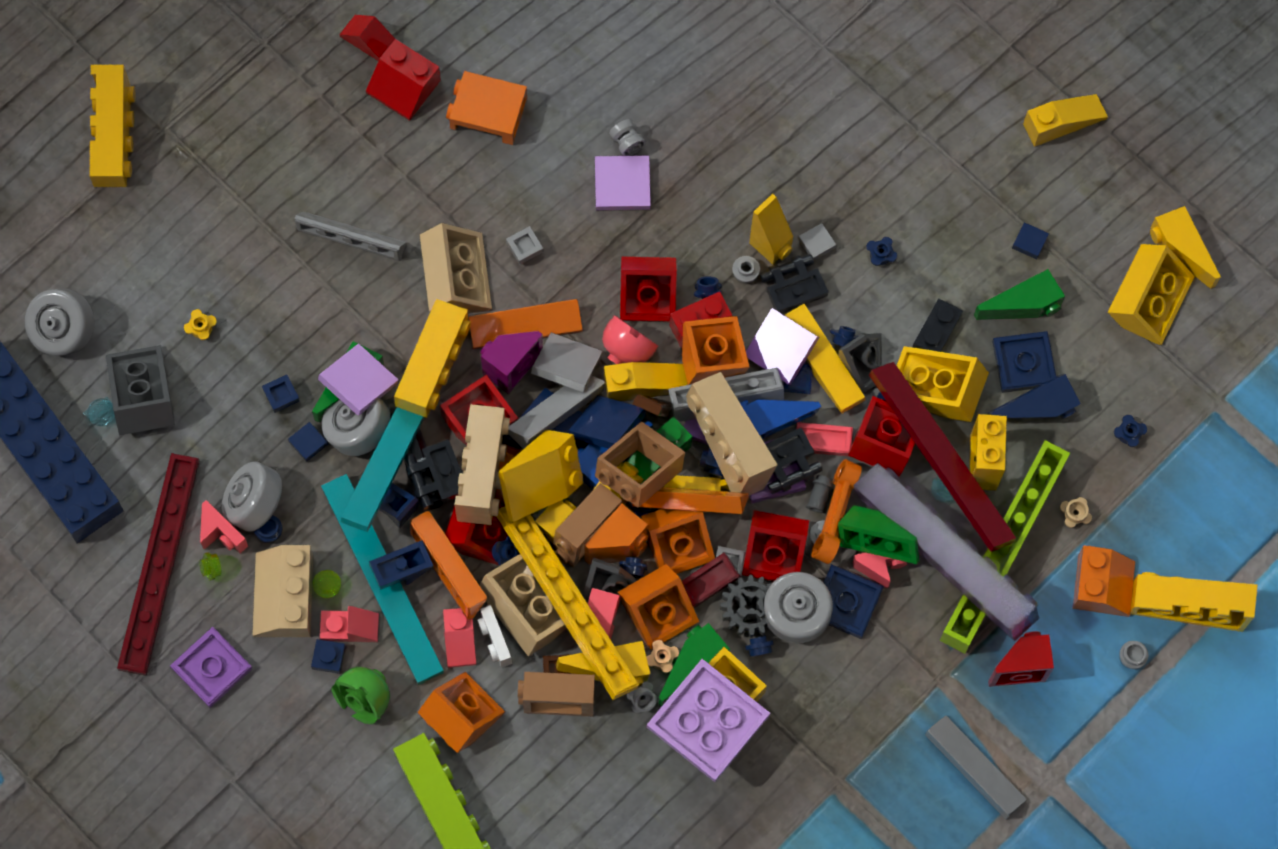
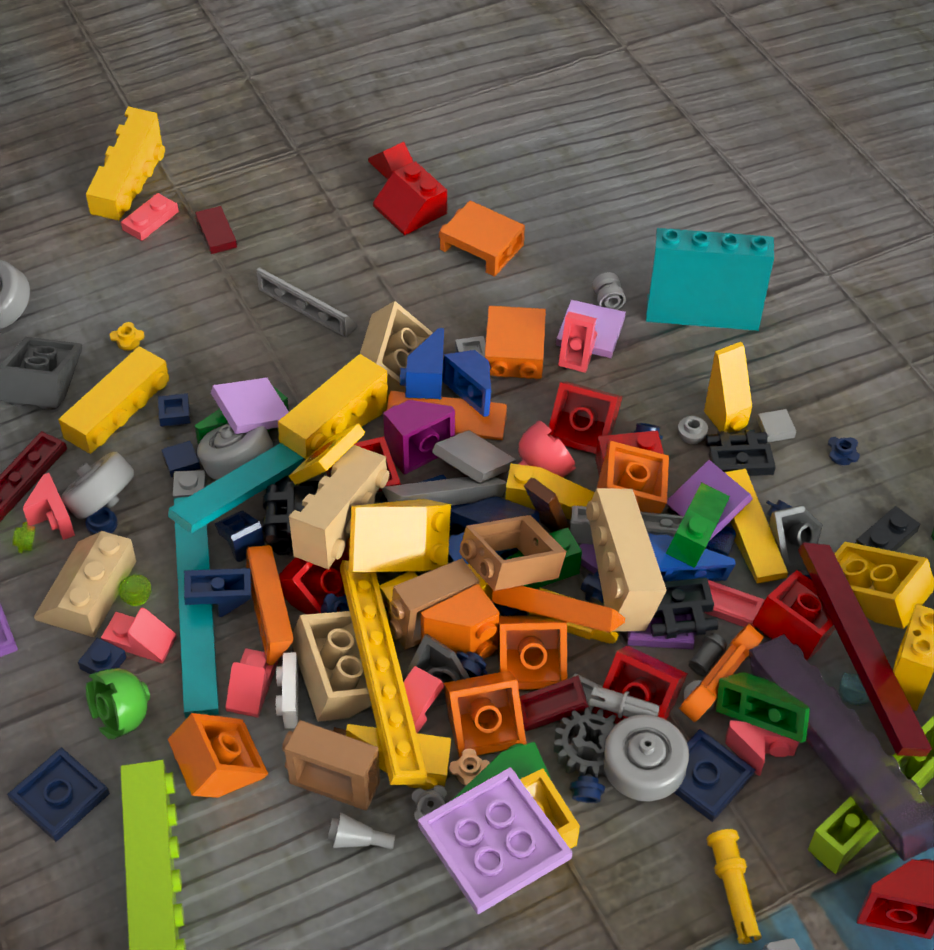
camera: 20 degrees right, 20 degrees down
(156, 175) = (149, 216): none -> coral plate
(223, 400) = (114, 400): none -> yellow brick
(227, 172) = (216, 229): none -> dark red tile
(327, 466) = (188, 483): none -> light grey plate
(347, 782) = (58, 794): none -> dark blue tile
(451, 419) = (327, 454): none -> yellow tile
(494, 285) = (425, 368): none -> blue slope
(535, 280) = (469, 377): none -> blue slope
(560, 223) = (515, 341): none -> orange panel
(590, 741) = (352, 833): none -> light grey cone
(618, 211) = (577, 342): none -> coral slope
(721, 112) = (709, 278): none -> teal panel
(767, 567) = (621, 703): none -> light grey axle
(783, 381) = (697, 525): none -> green slope
(886, 675) = (731, 870): none -> yellow pin

